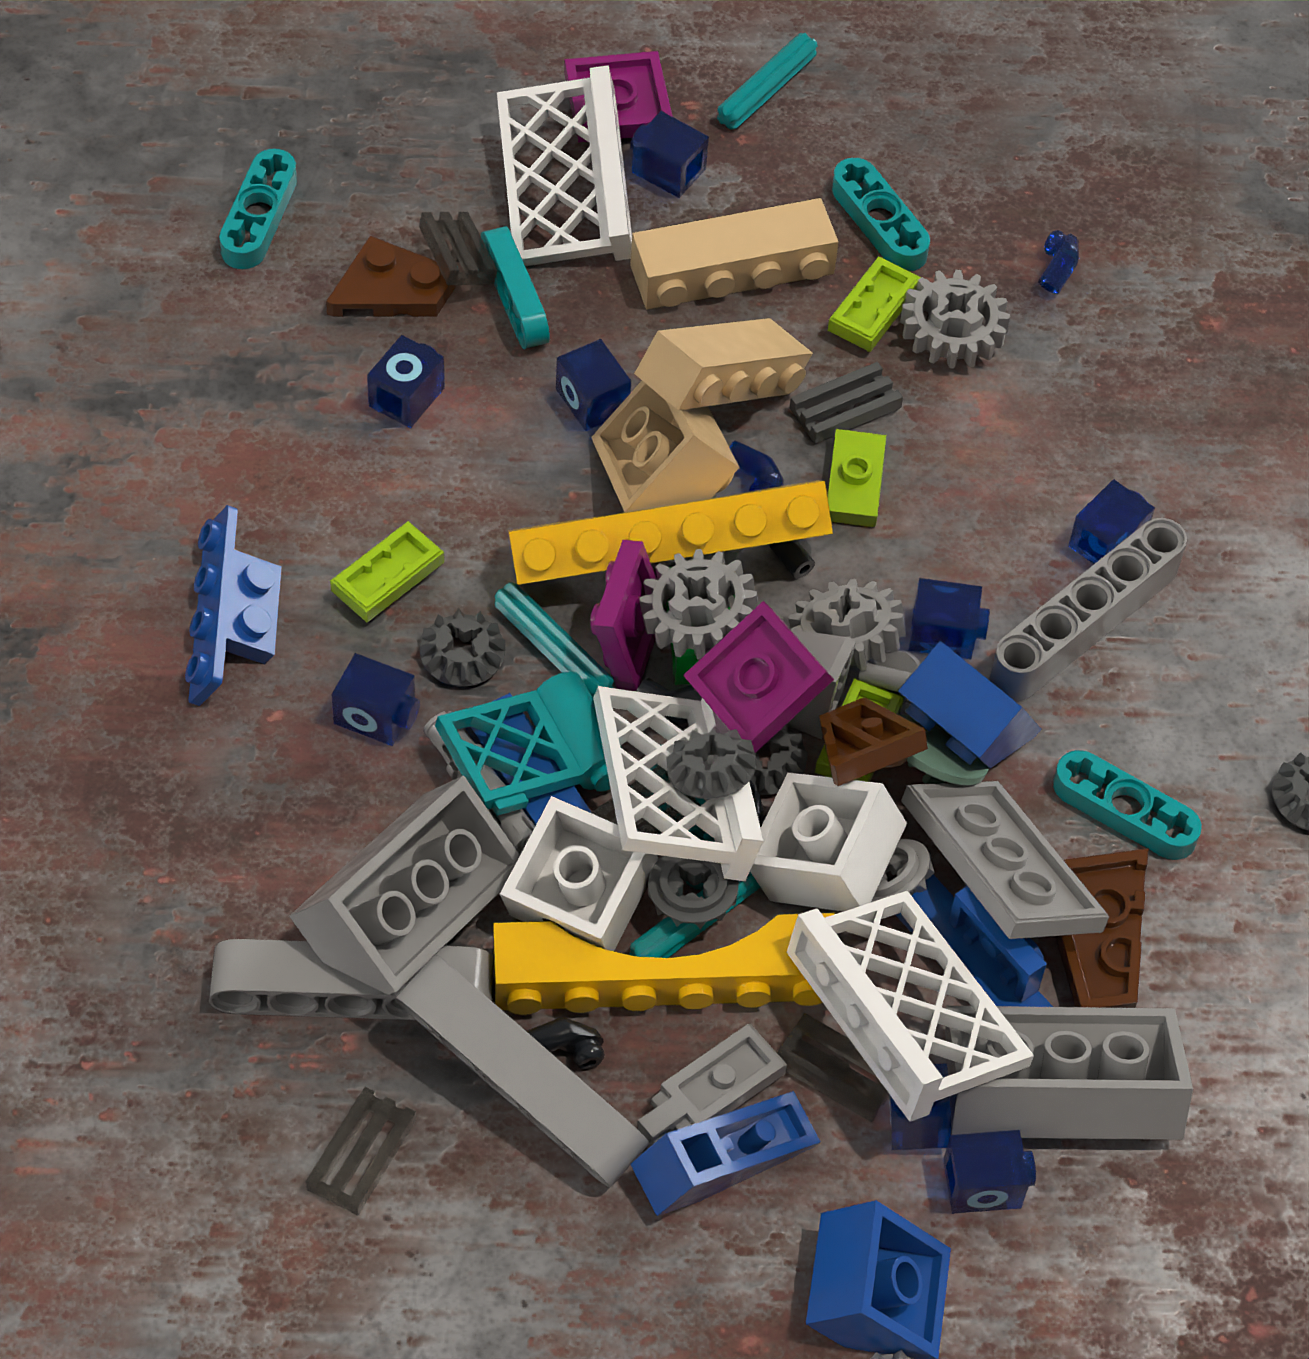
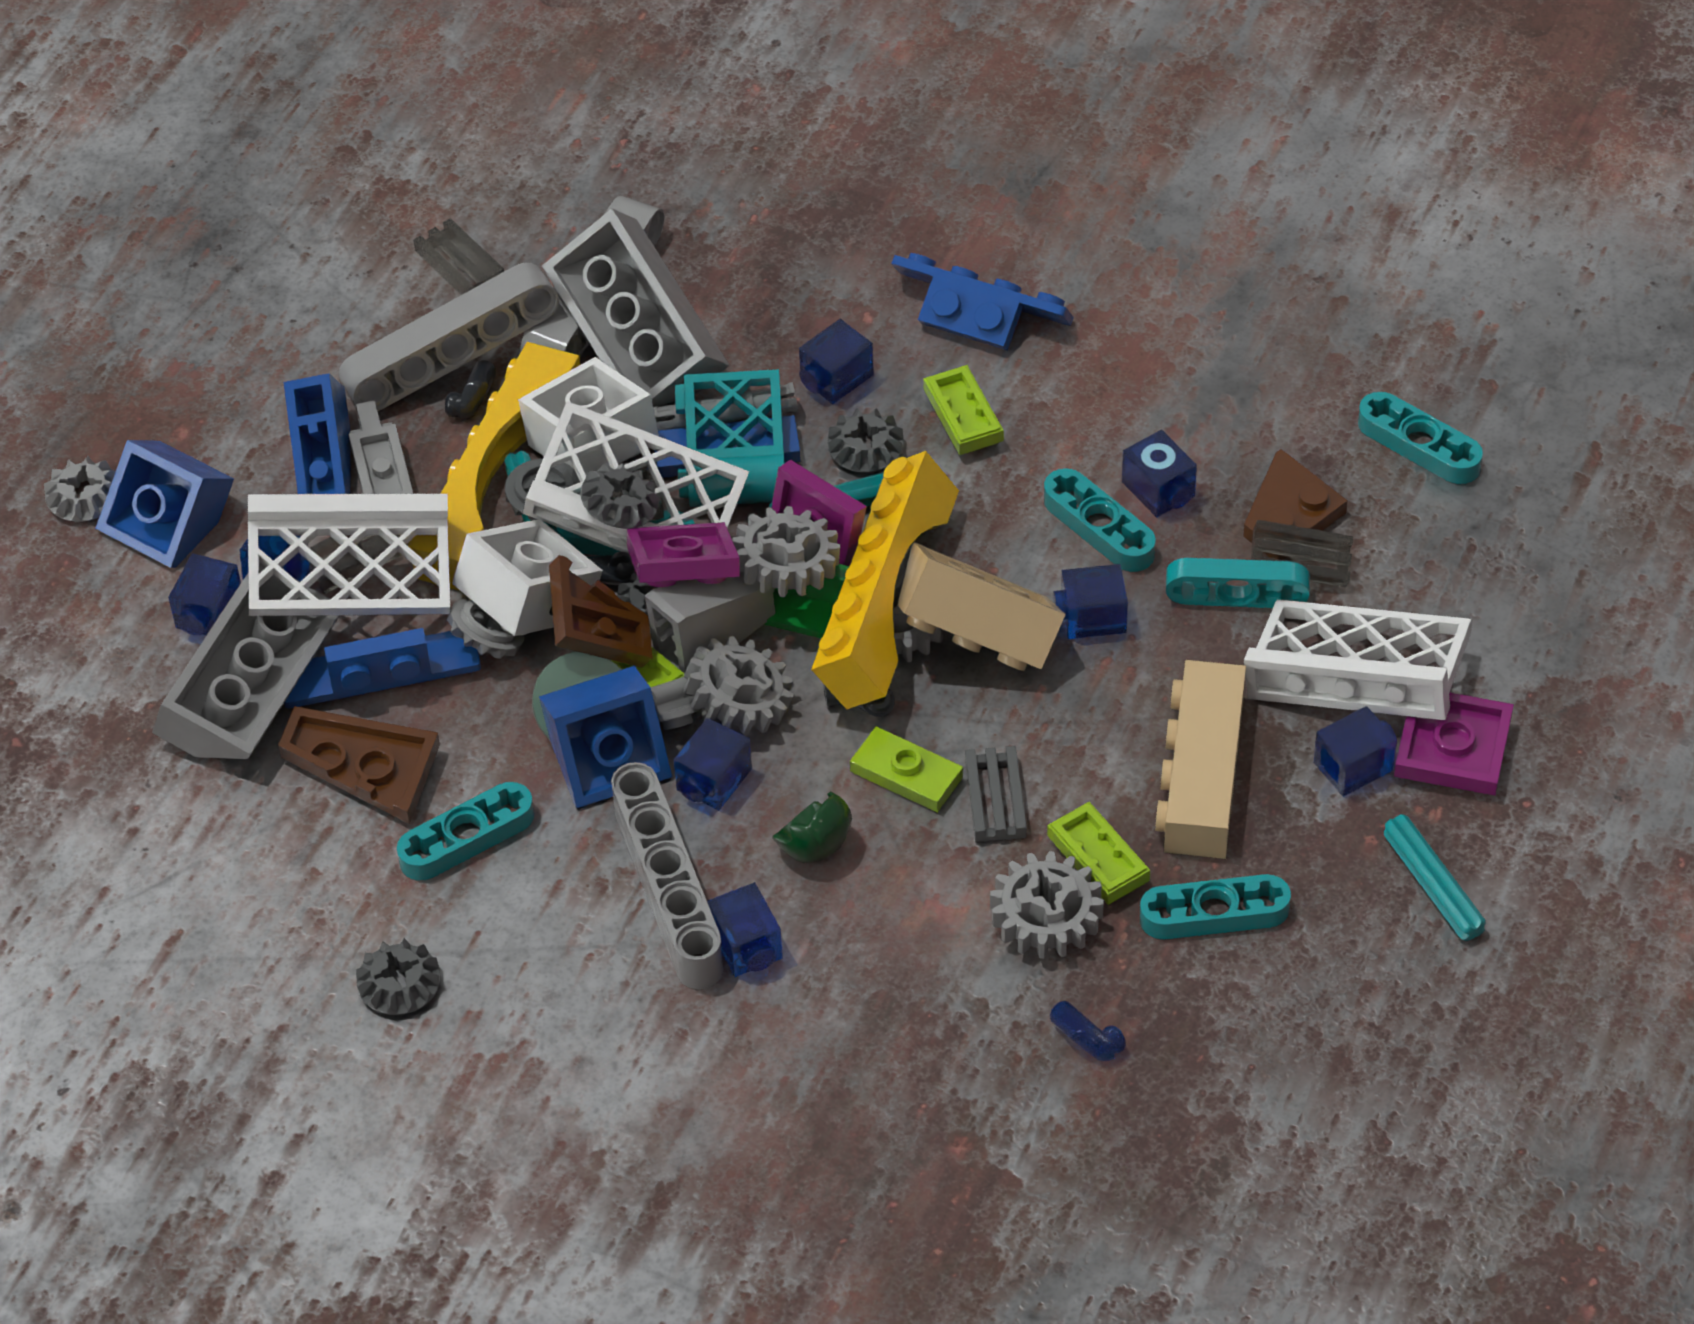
camera: 120 degrees right, 5 degrees down
(478, 441) = (1103, 538): none -> teal beam
(723, 363) = (1035, 657): tan brick -> none
(758, 466) = (945, 699): clear blue arm -> none
(975, 509) = (816, 830): none -> dark green hair
(1005, 860) = (440, 684): light grey tile -> none

